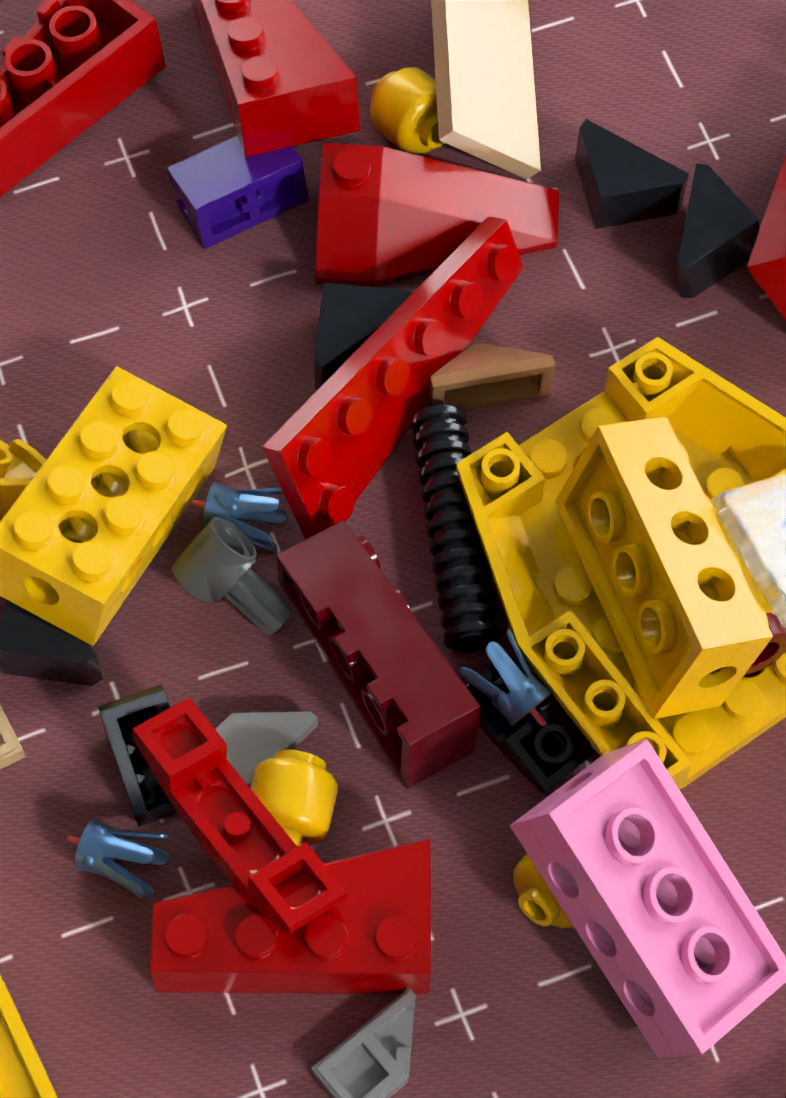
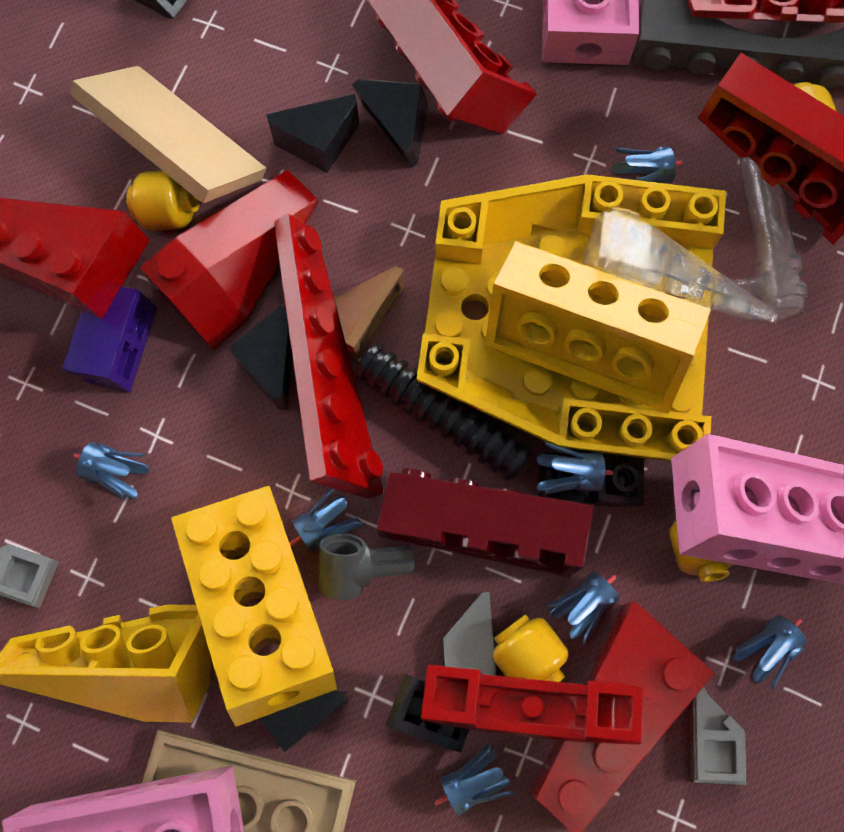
camera: 45 degrees left, 10 degrees up
(111, 275) = (99, 464): none -> flat silver piece
(410, 813) = (588, 604): none -> flat silver piece
(535, 1029) = (785, 640): none -> flat silver piece

